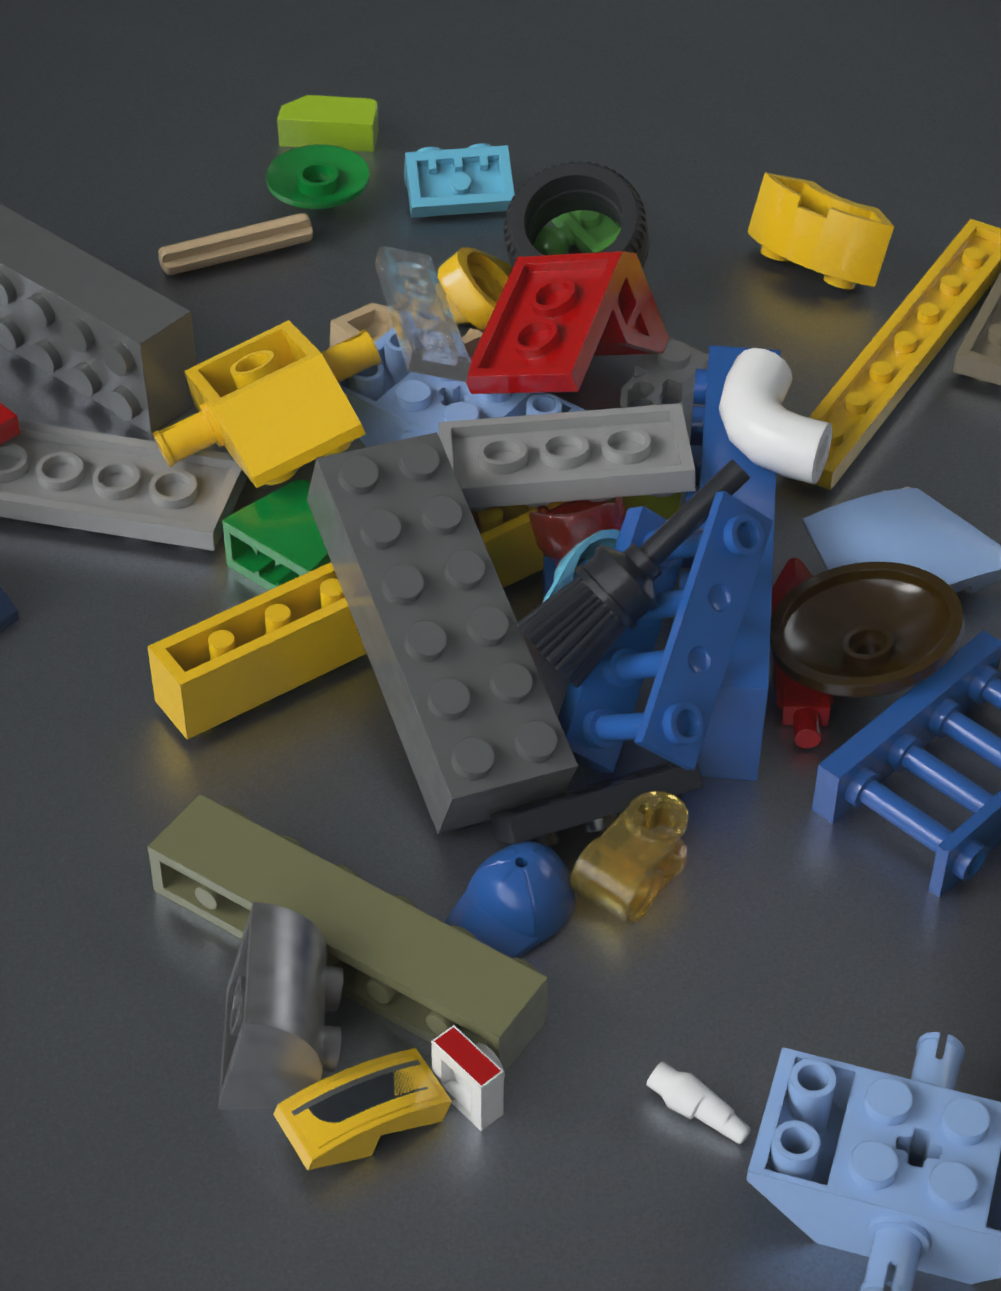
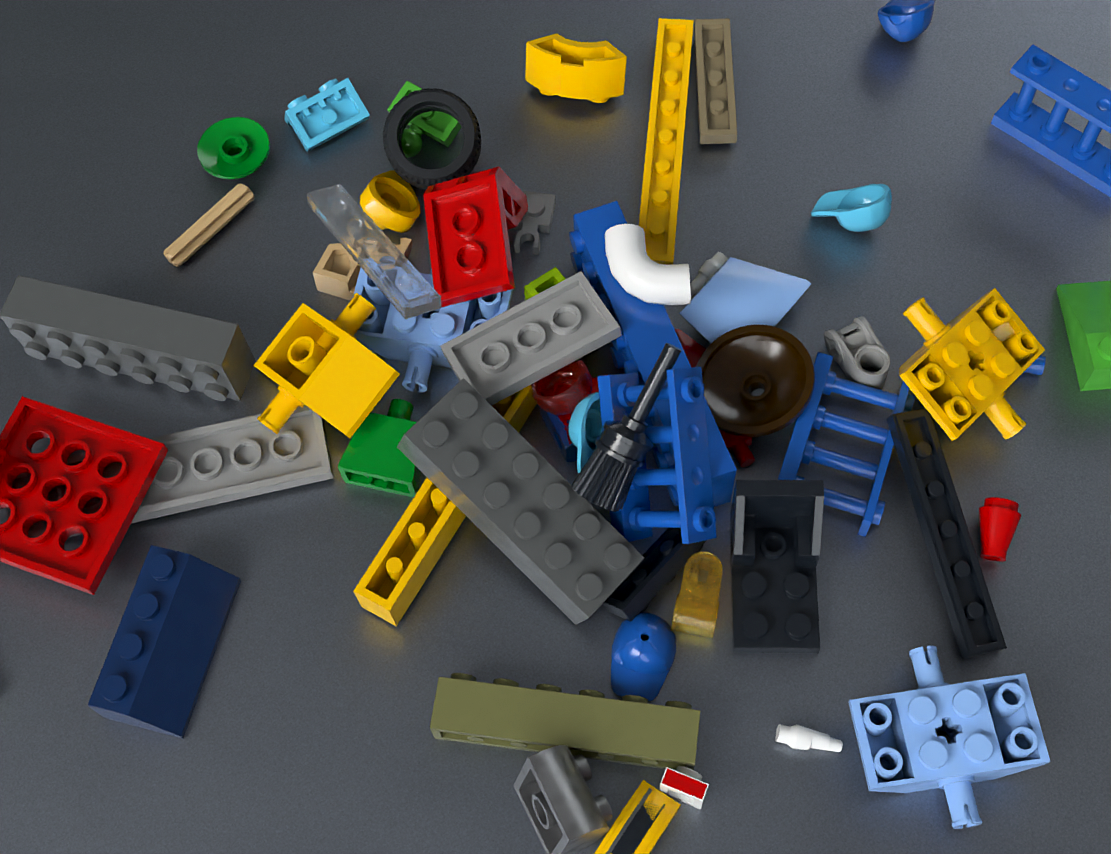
camera: 20 degrees left, 20 degrees up
(329, 121) = (213, 94): lime piece -> none
(777, 849) = (774, 565): none -> black bracket

